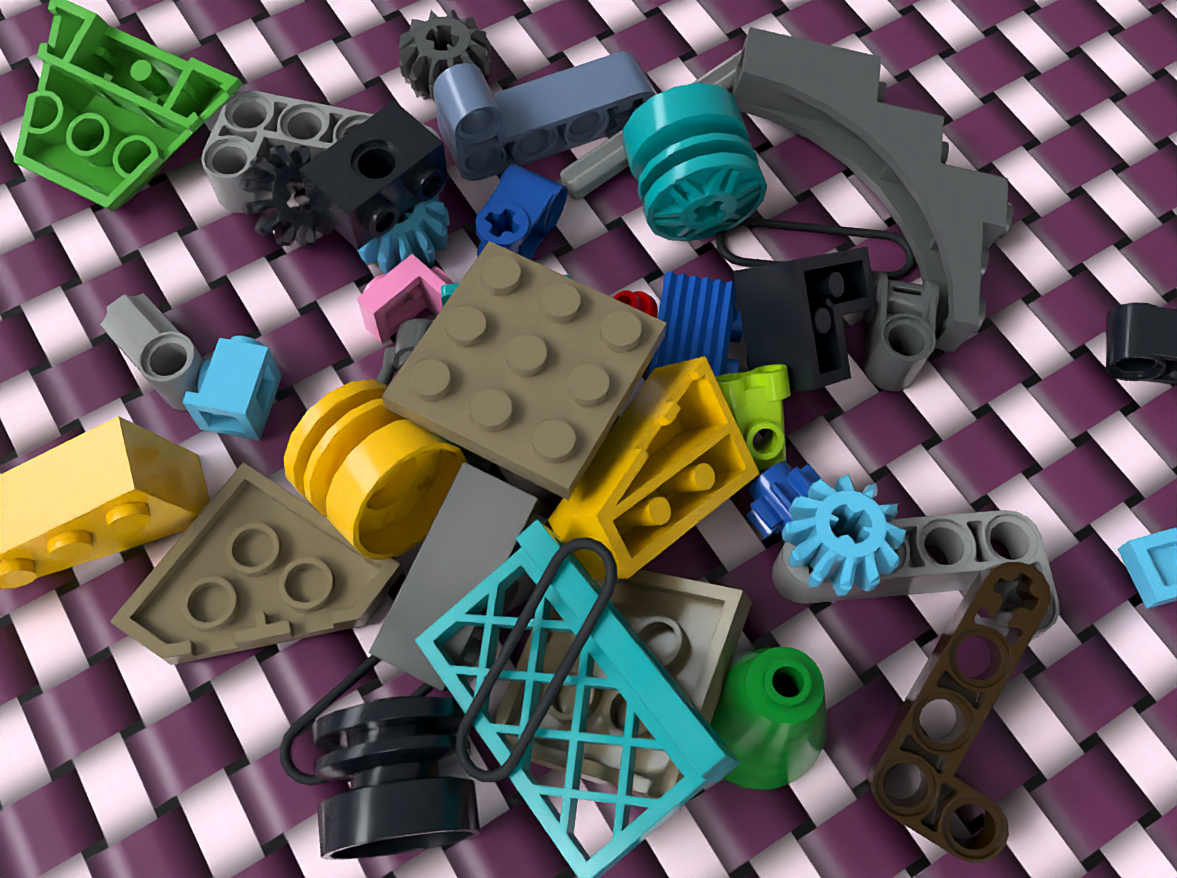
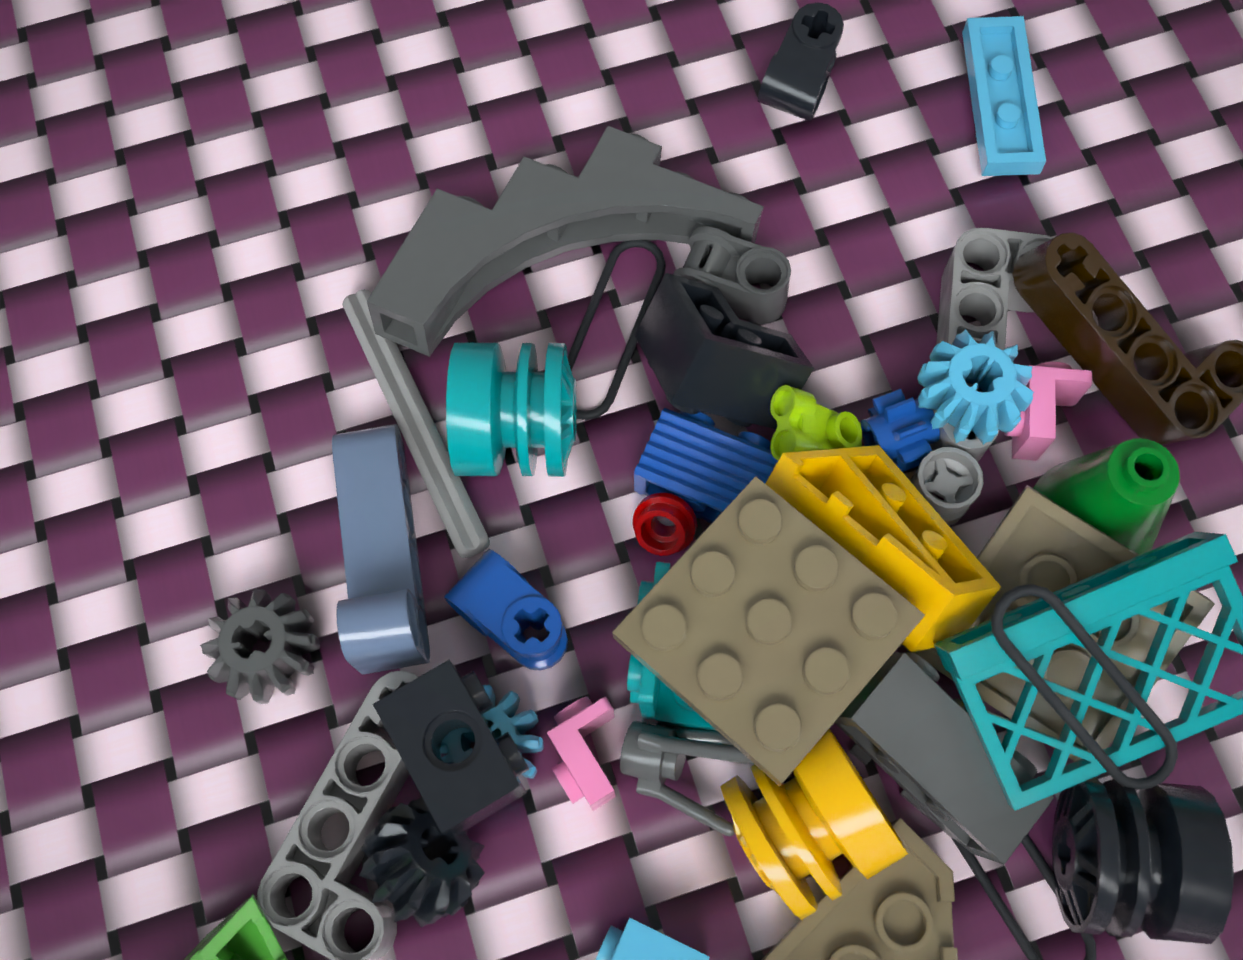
camera: 70 degrees left, 5 degrees up
(747, 542) = (952, 476): none -> light grey wheel
(849, 629) = (1052, 386): none -> bright pink bracket

